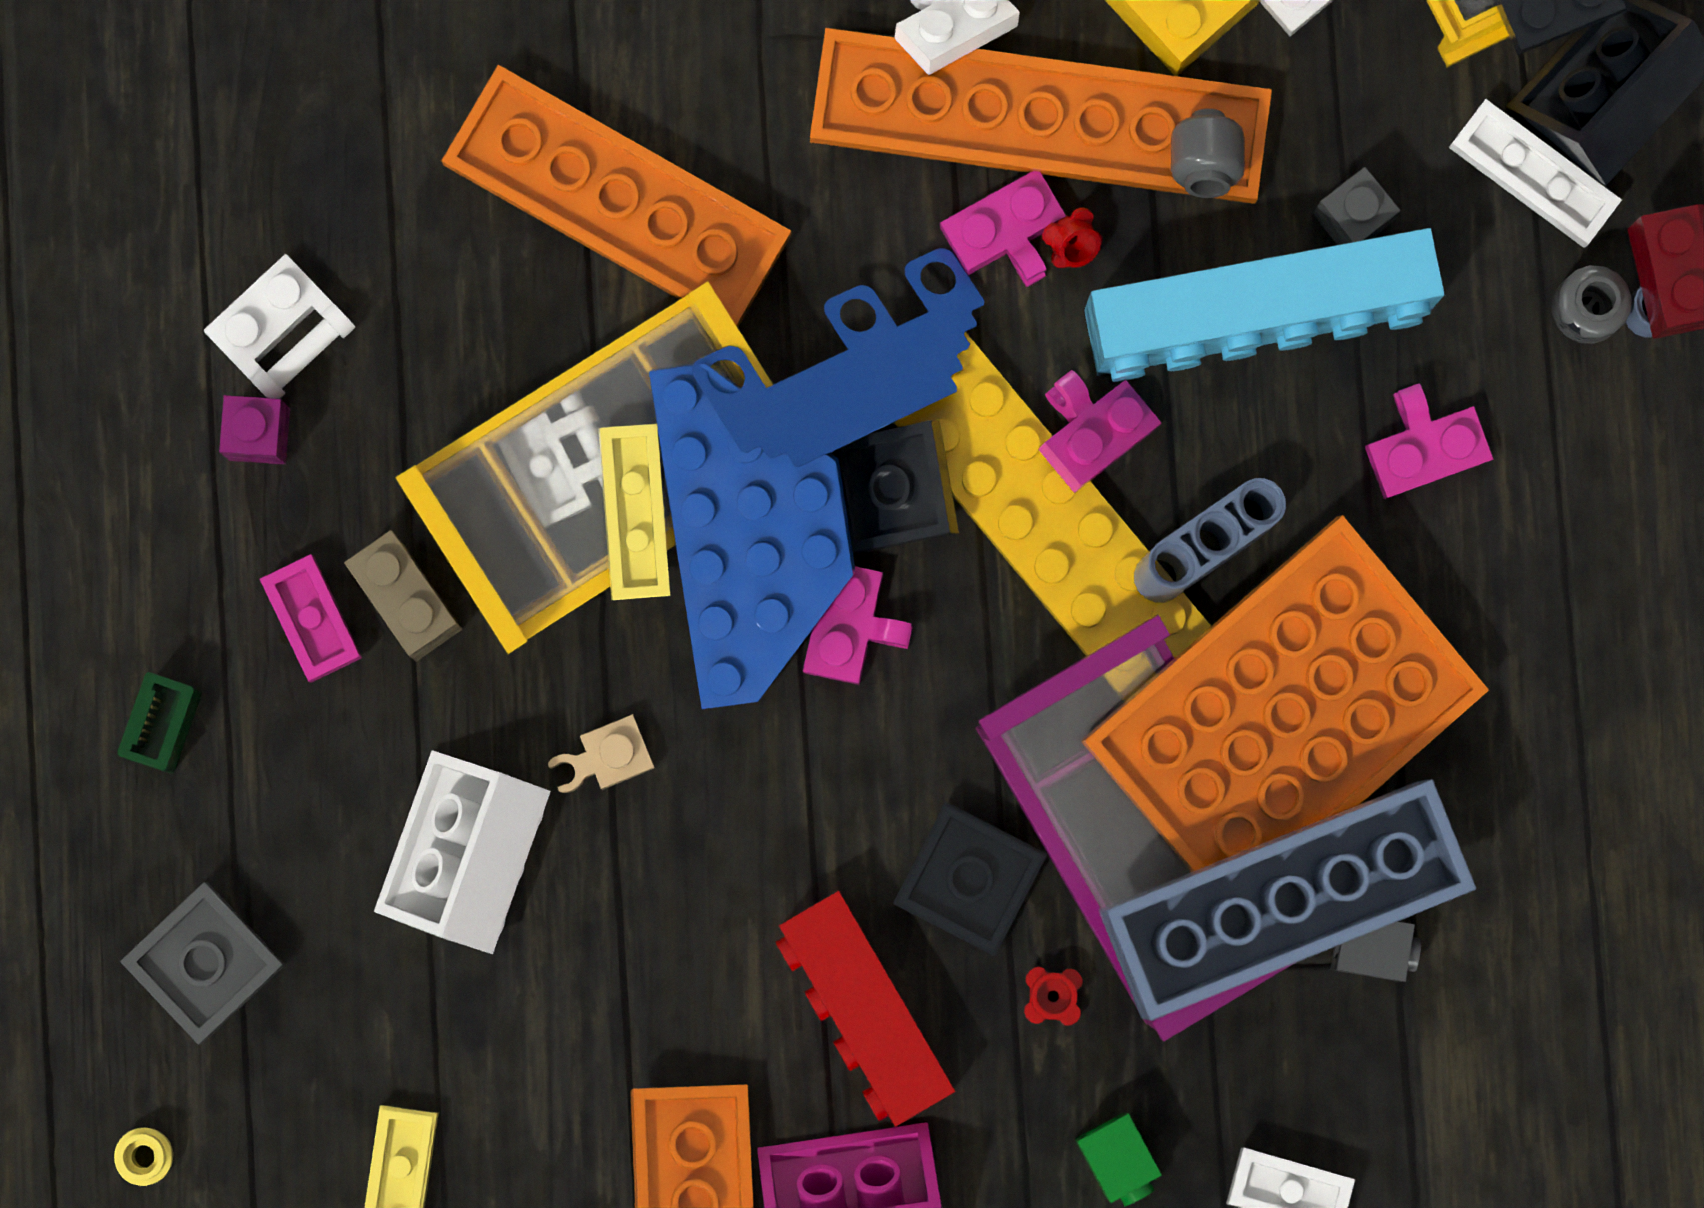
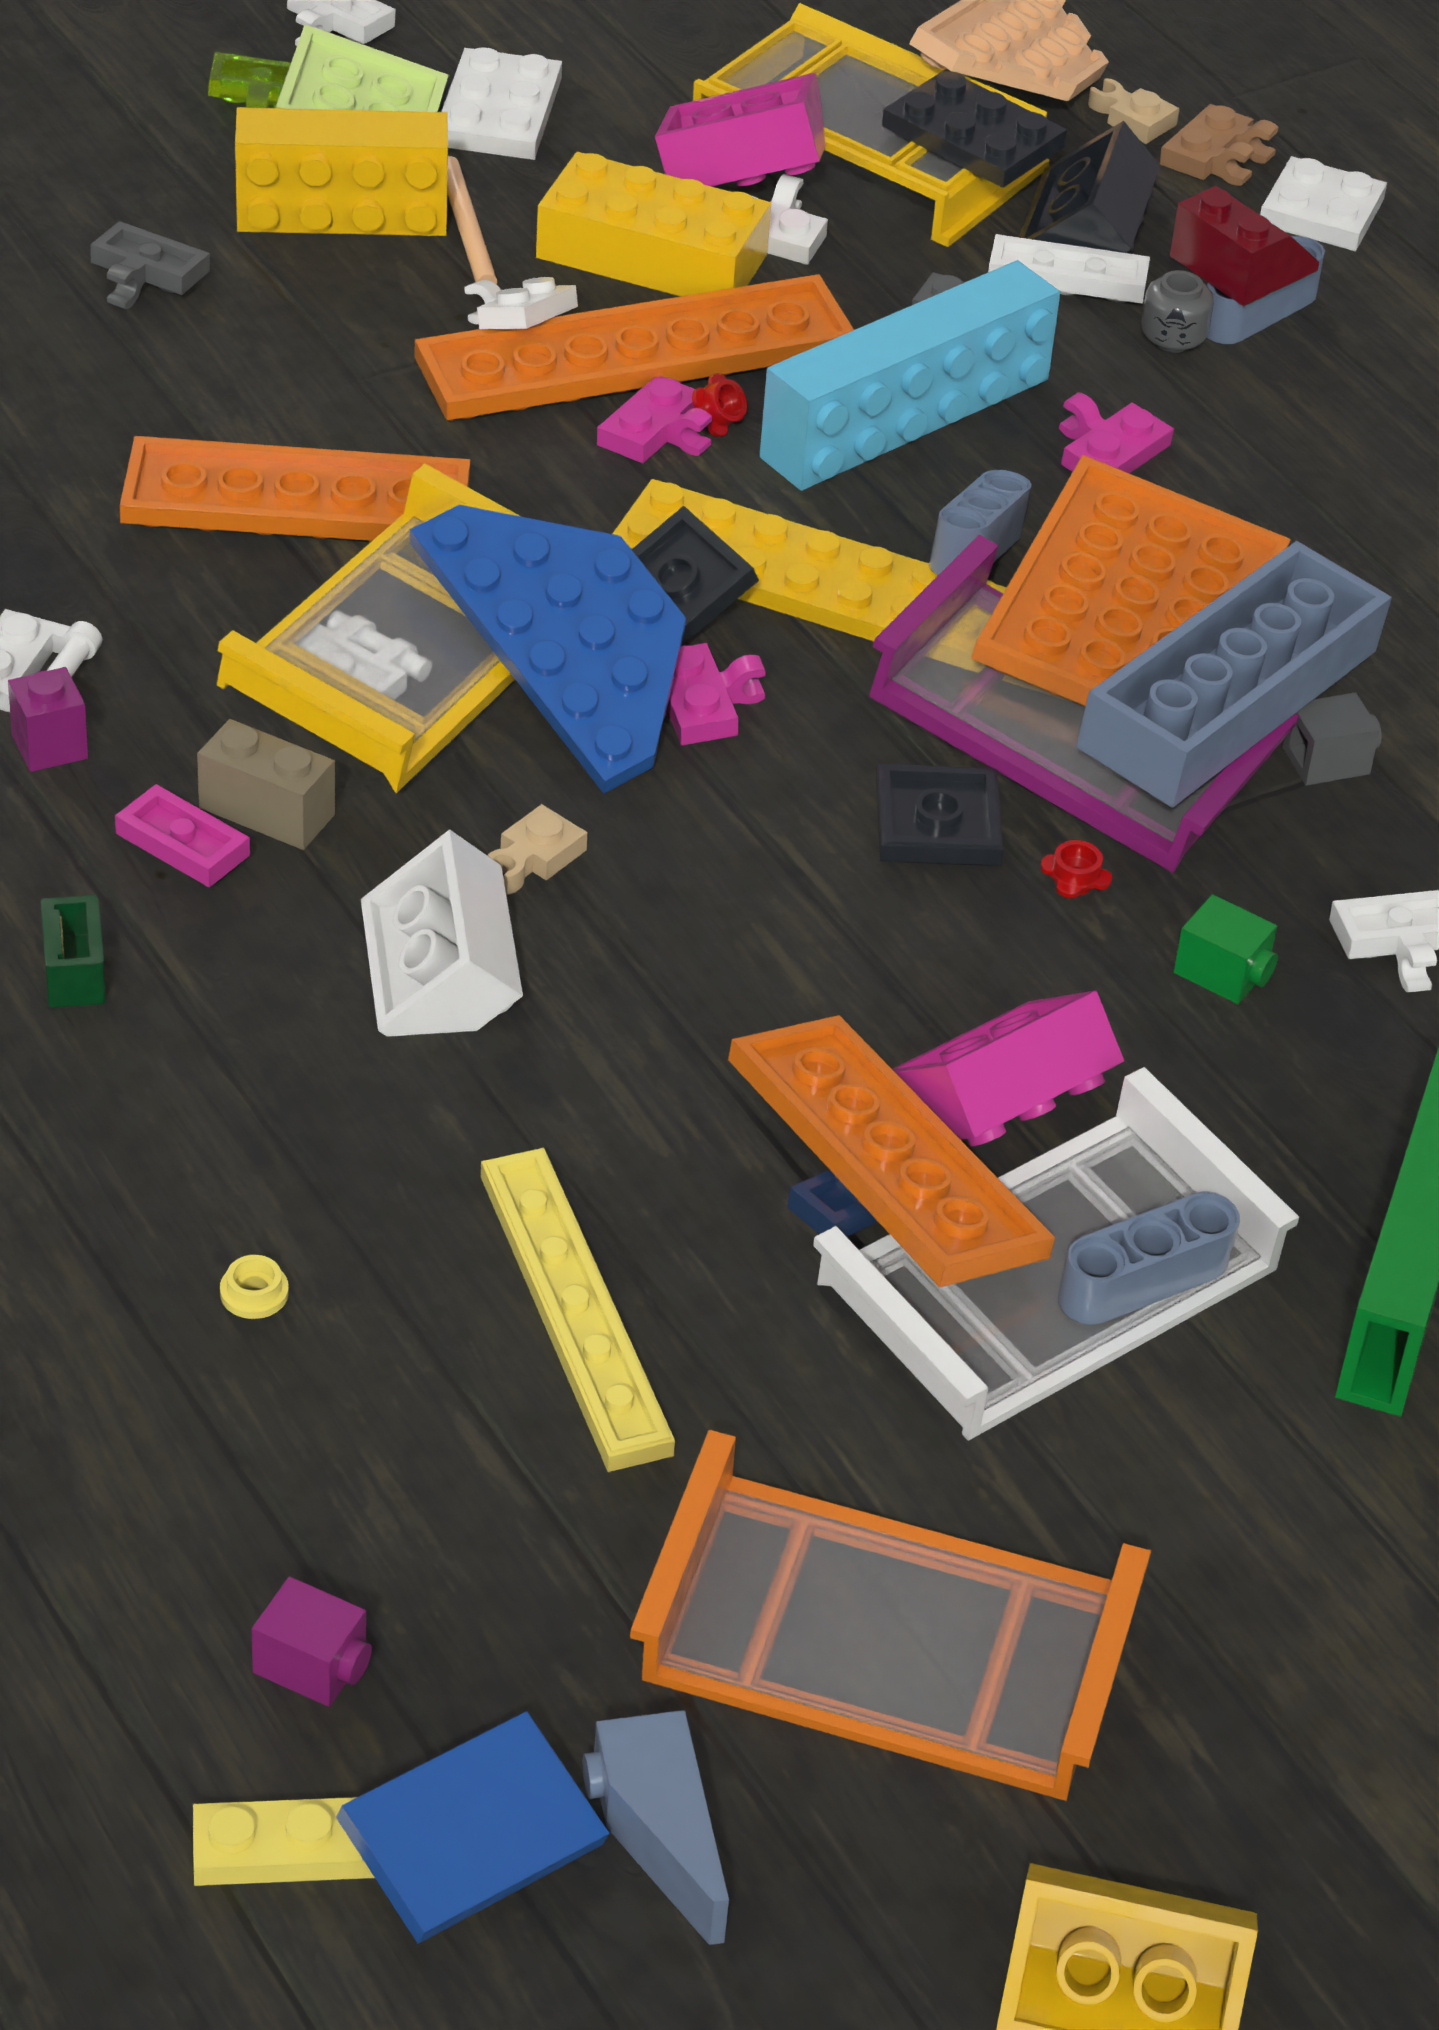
camera: 30 degrees left, 40 degrees down
(202, 963) = (226, 1113): dark grey plate -> none
(634, 511) = (455, 644): light yellow plate -> none
(866, 1009) = (912, 925): red brick -> none
(867, 387) = (594, 504): blue piece -> none
(1095, 432) = (830, 504): dark pink plate -> none
(1207, 153) = (797, 301): dark grey head -> none

